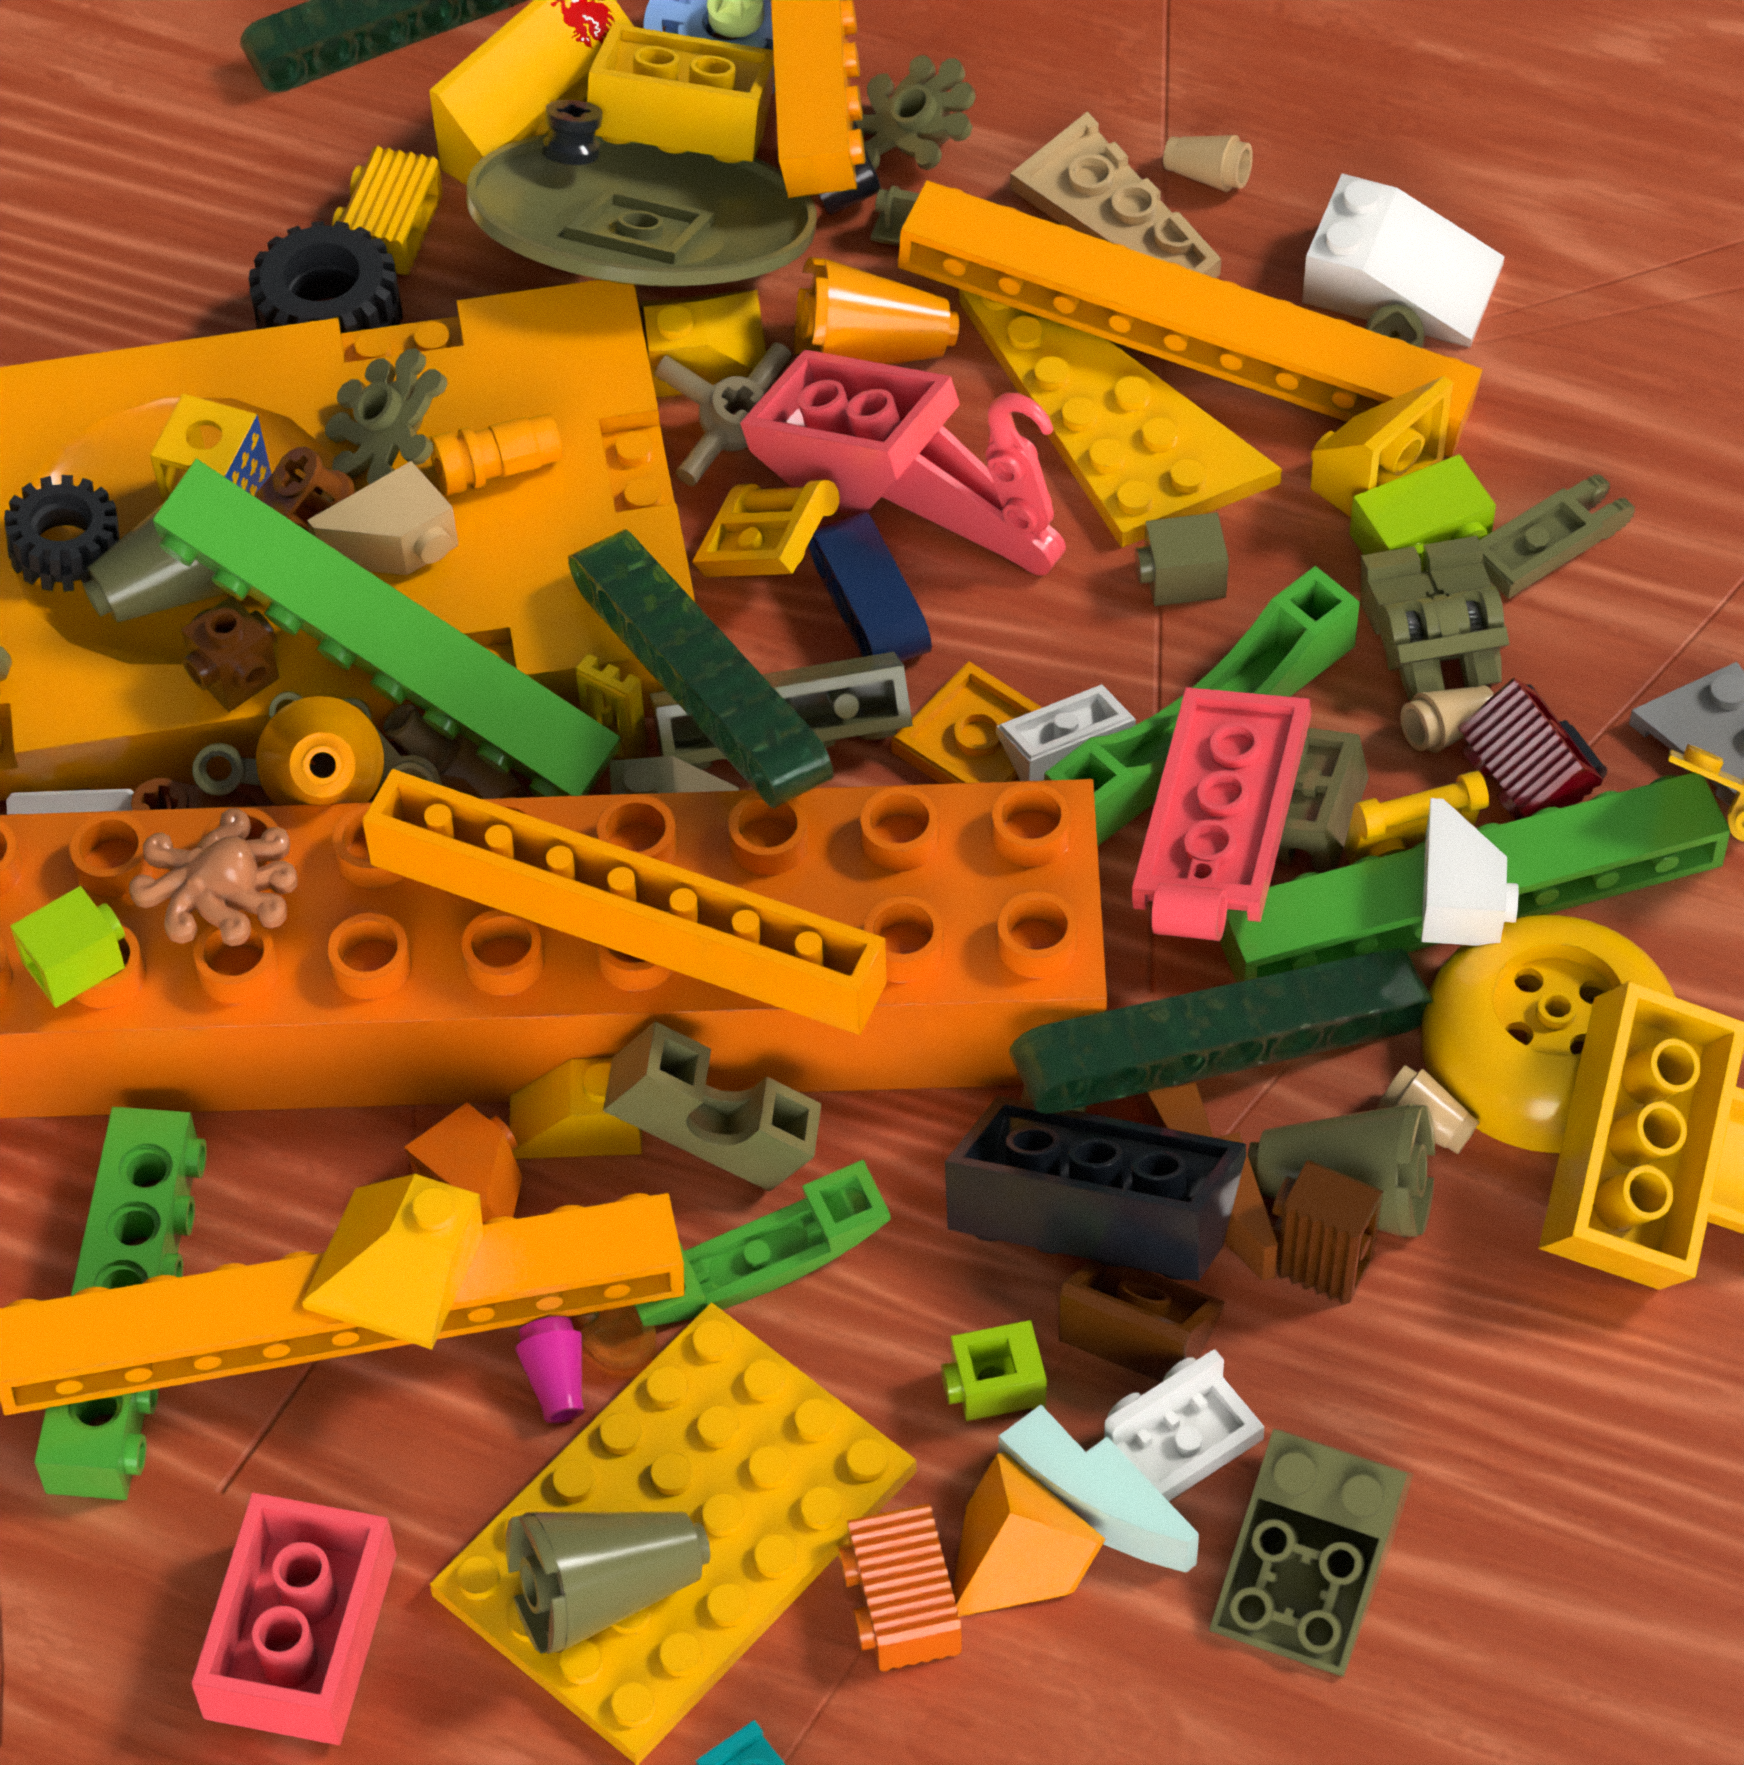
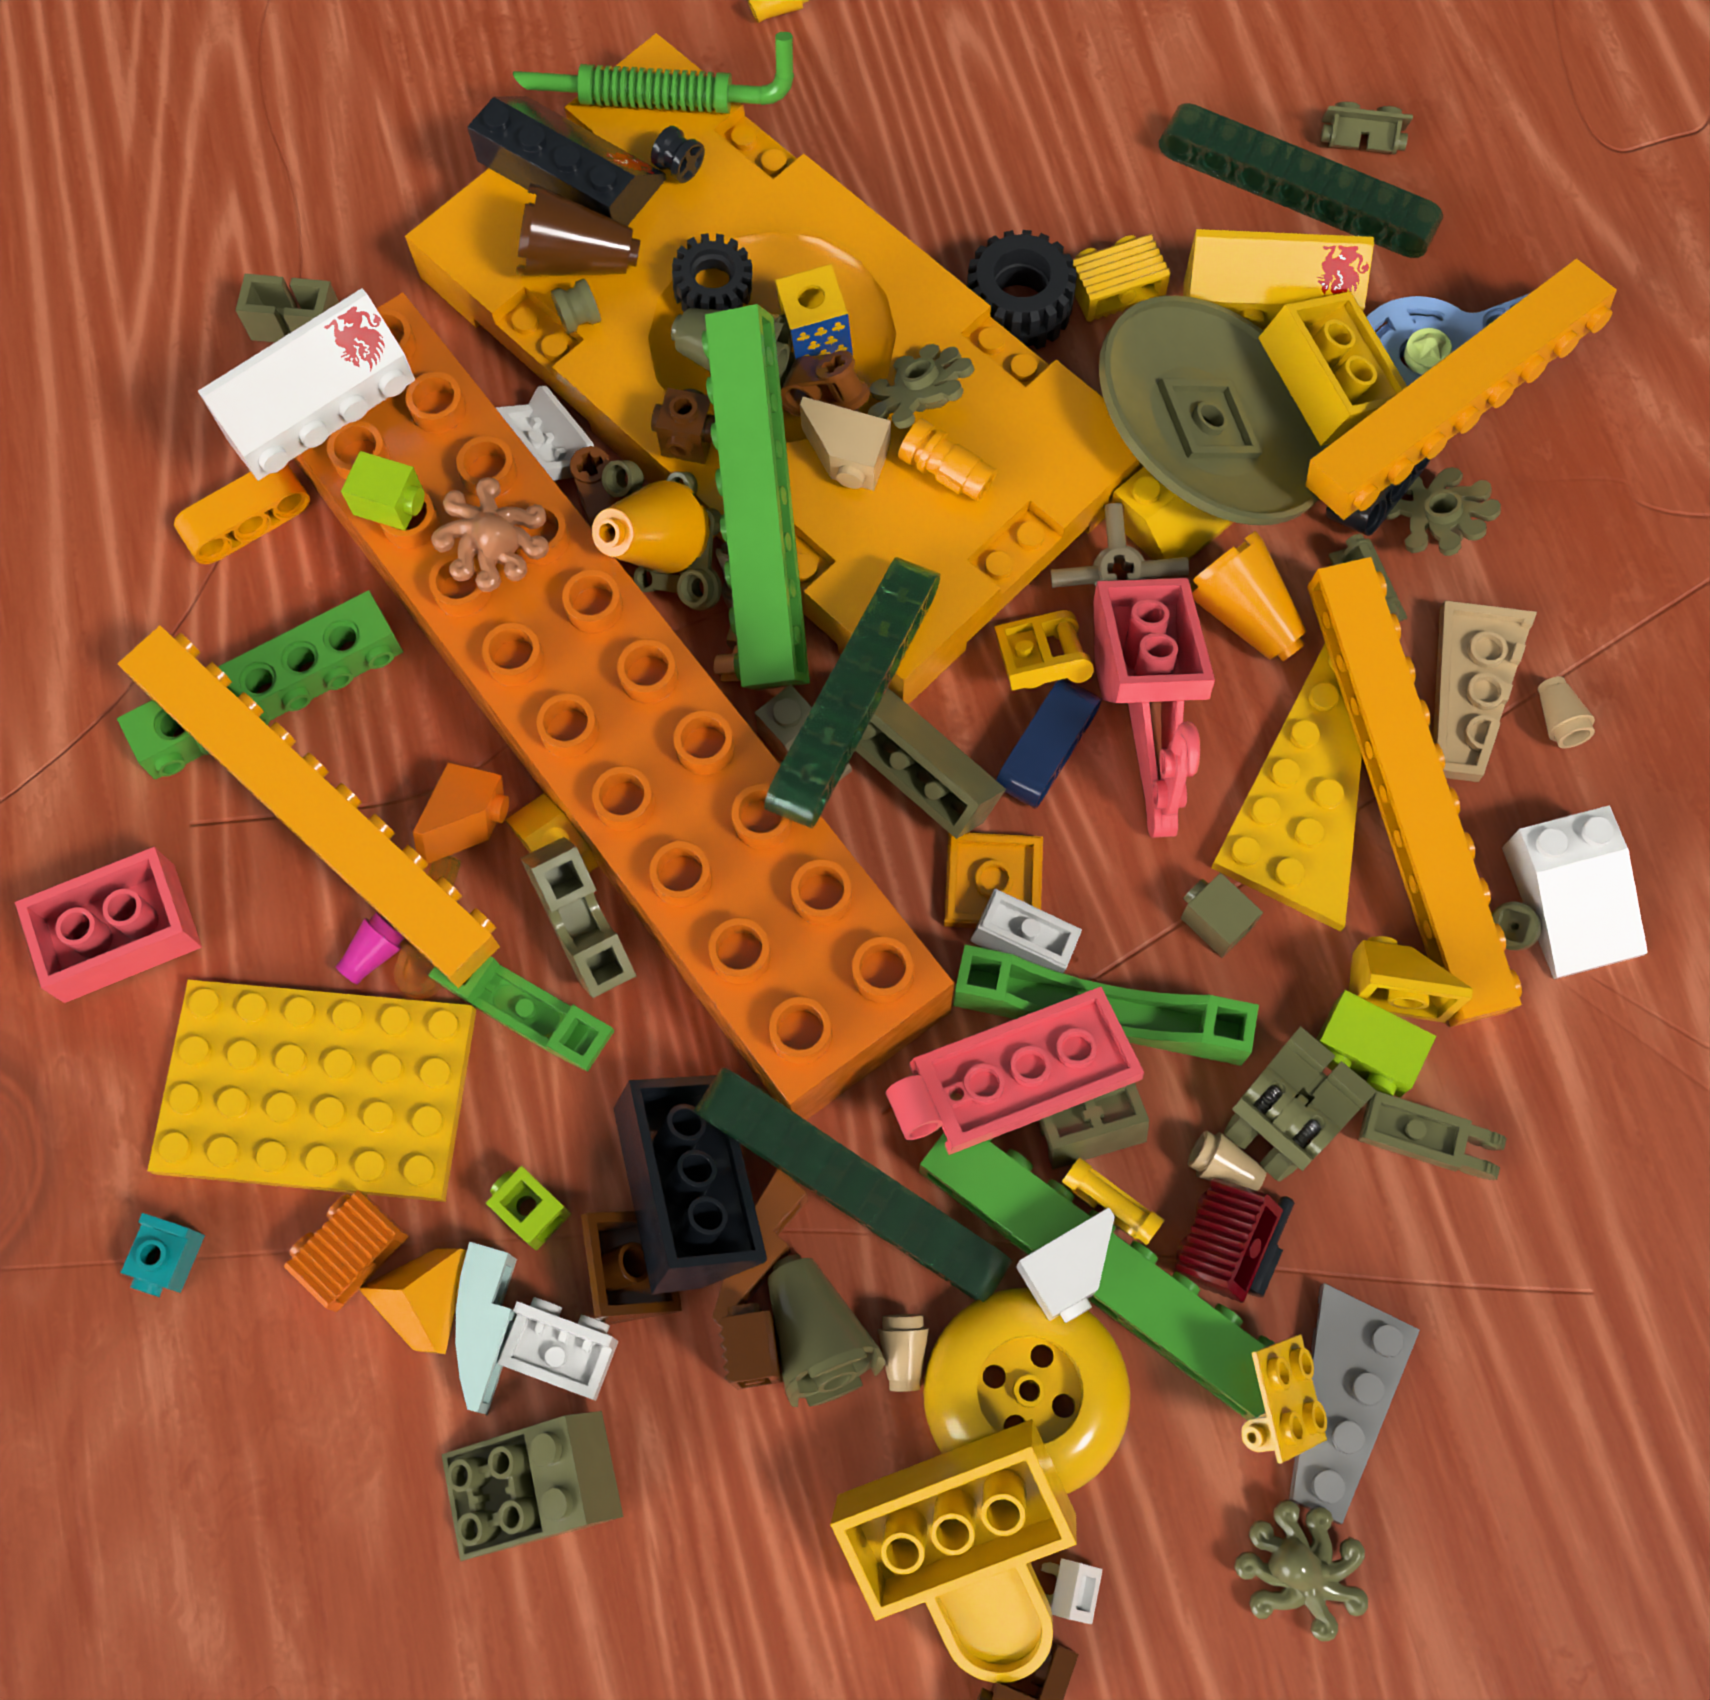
camera: 55 degrees right, 15 degrees up
(399, 1258) = (330, 819): yellow slope -> none
(572, 132) = (1244, 329): black wheel -> none
(598, 1569) = (221, 1072): olive cone -> none
(623, 705) = (830, 645): yellow tile -> none
(626, 901) = (618, 777): light orange brick -> none

